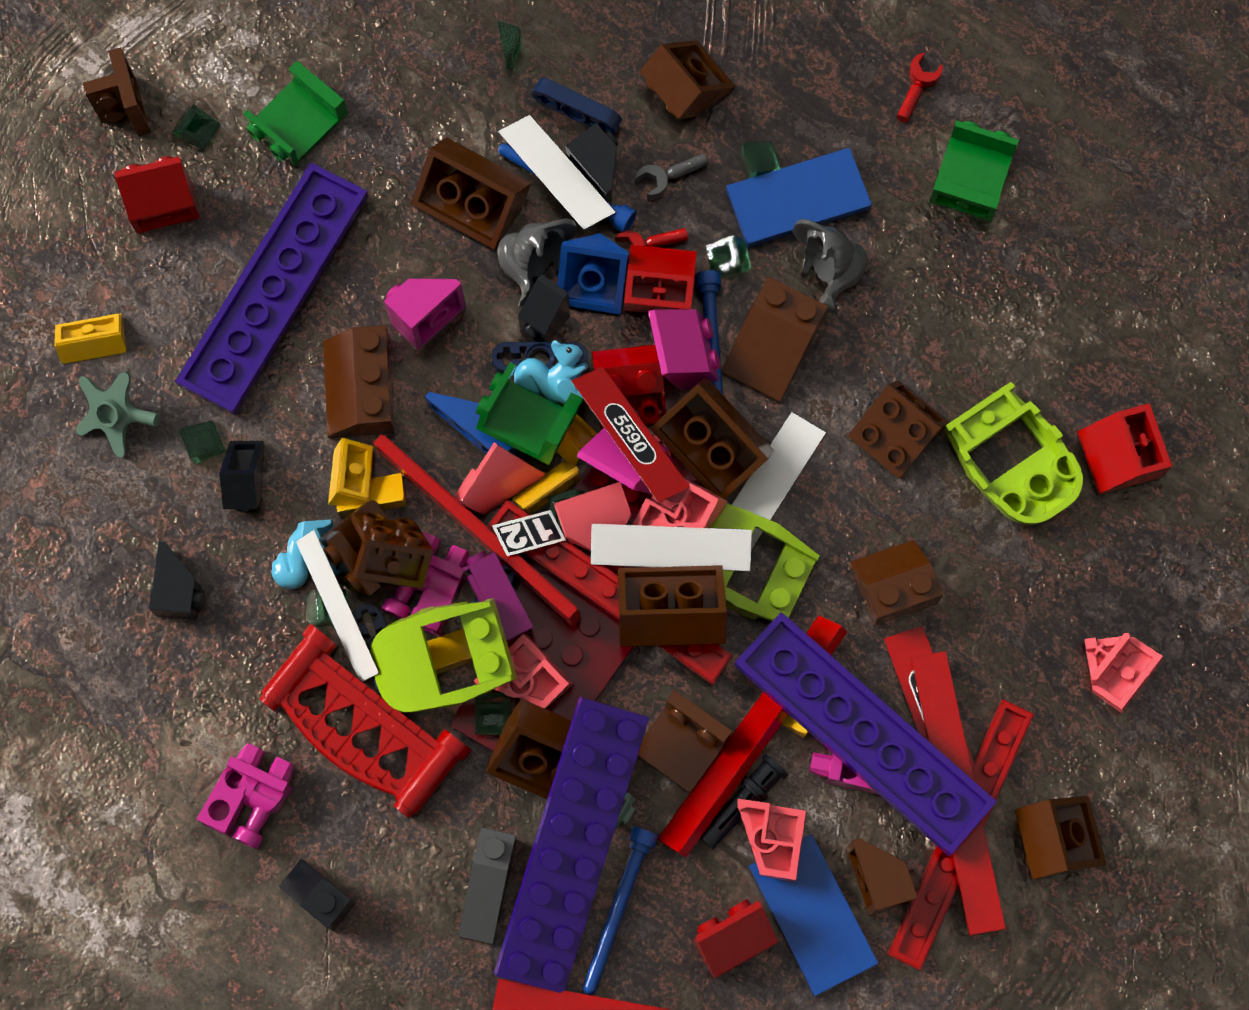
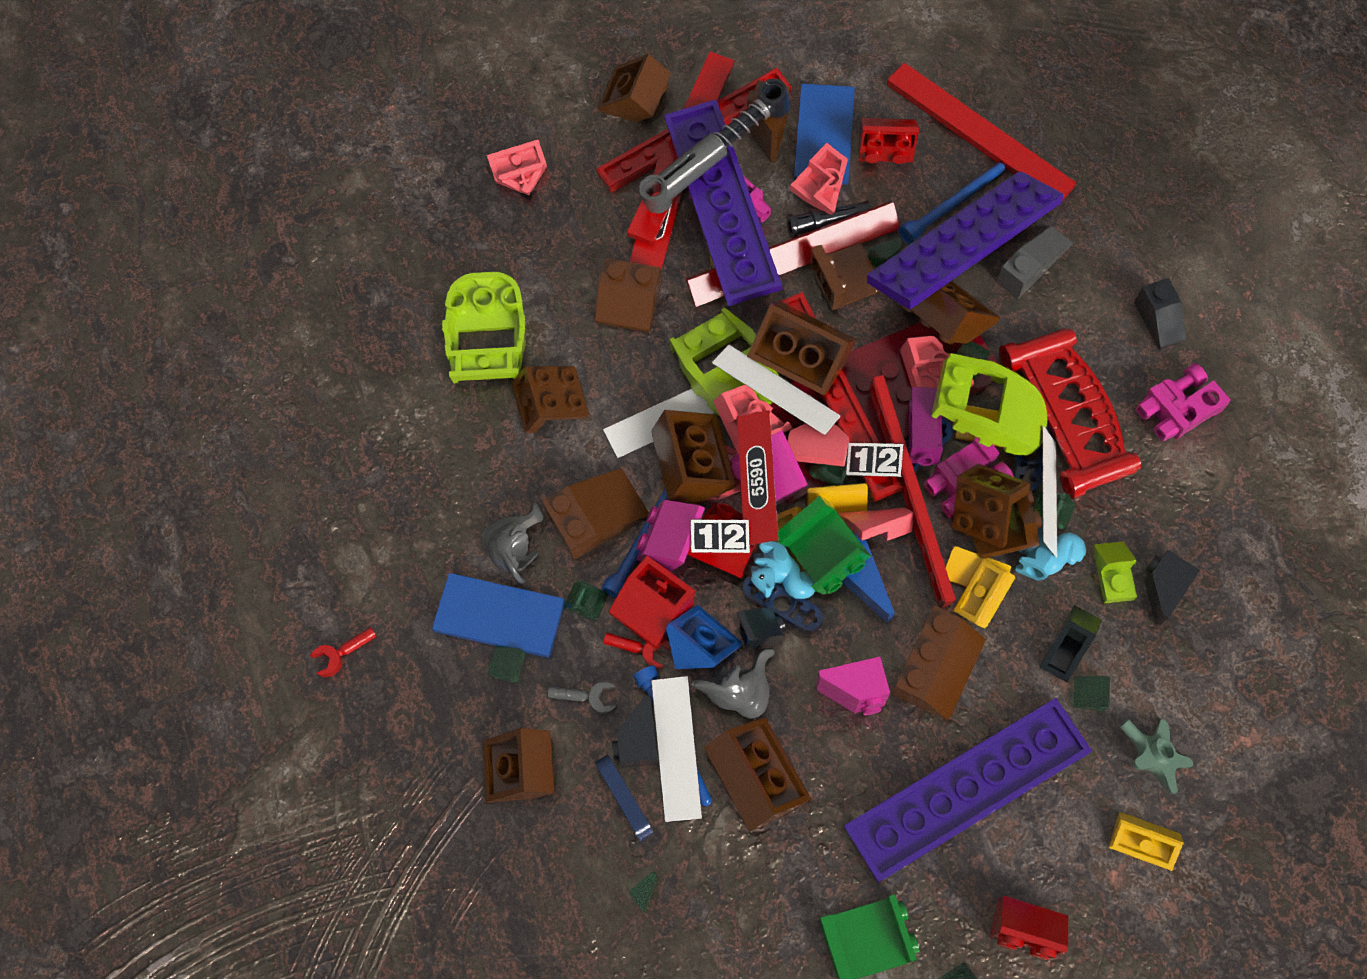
camera: 145 degrees left, 5 degrees down
(235, 576) = (1114, 571): none -> lime slope
(630, 356) = (720, 536): none -> sticker
(654, 788) = (884, 251): none -> clear green slope
(908, 773) = (712, 148): none -> piece
(974, 170) = (354, 555): green panel -> none
(1125, 449) = (407, 289): red slope -> none

